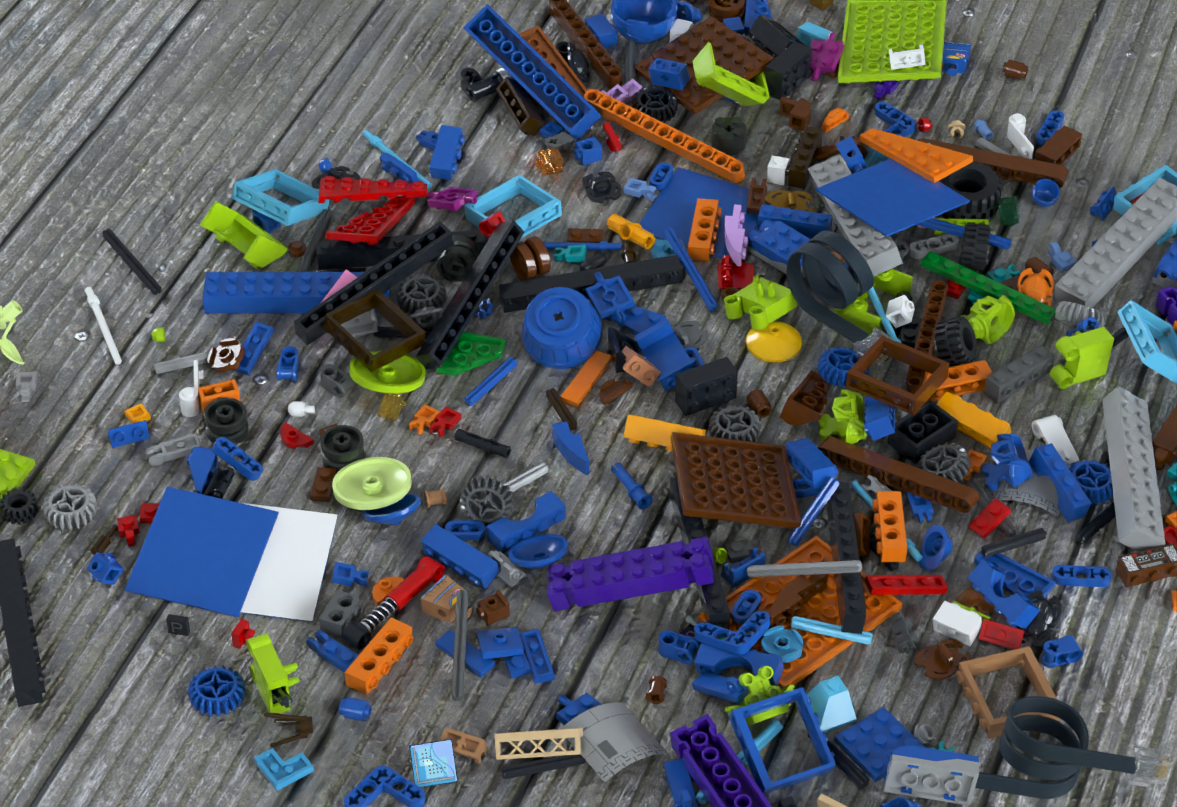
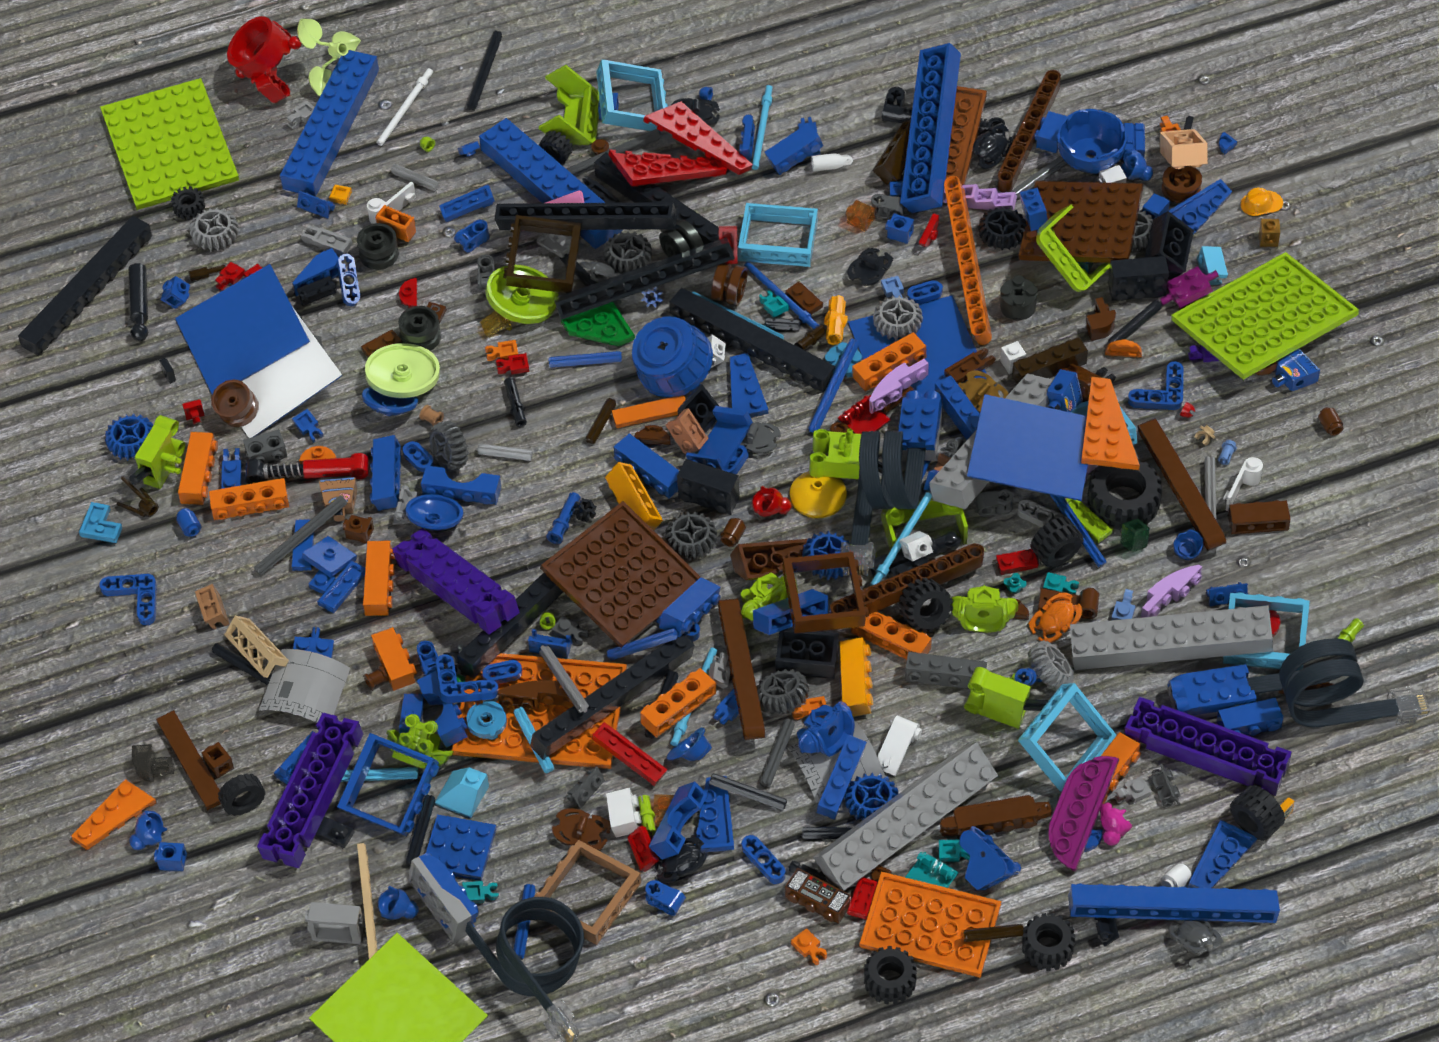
camera: 50 degrees right, 10 degrees up
(62, 375) = (329, 123): none -> blue brick
(79, 598) = (138, 300): none -> black piece
(198, 315) = (469, 149): none -> blue plate
(226, 355) = (442, 195): reddish brown plate -> none
(270, 258) = (556, 146): none -> black tyre
(274, 600) = (235, 403): none -> reddish brown wheel
(300, 409) = (439, 276): white cylinder -> none
(312, 673) = (197, 468): none -> orange brick
(433, 763) = (179, 601): piece -> none
(452, 198) = (749, 190): magenta plate -> none
(478, 146) = (829, 161): none -> white piece
(558, 627) = (378, 578): none -> orange brick
(570, 446) = (565, 454): blue slope -> none
(610, 297) = (741, 360): blue plate -> none
(639, 468) = (584, 510): none -> black gear
(642, 664) = (394, 658): none -> orange brick
(658, 406) = (647, 465): none -> blue brick
(669, 201) = (908, 316): none -> light grey gear
(755, 362) = (770, 502): none -> red piece
(818, 100) = (1136, 322): none -> black axle
(862, 529) = (650, 691): reddish brown plate -> none
(907, 58) = (1235, 341): white hinge -> none
(923, 733) = (492, 866): light grey plate -> none
(987, 743) = (523, 927): none -> blue axle
(988, 287) = (1023, 582): green plate -> none
(989, 518) = (760, 759): red plate -> none
(1043, 131) = (1290, 488): blue beam -> none
(1072, 228) = (1171, 587): none -> lavender slope
(1109, 562) = (794, 865): none -> black axle

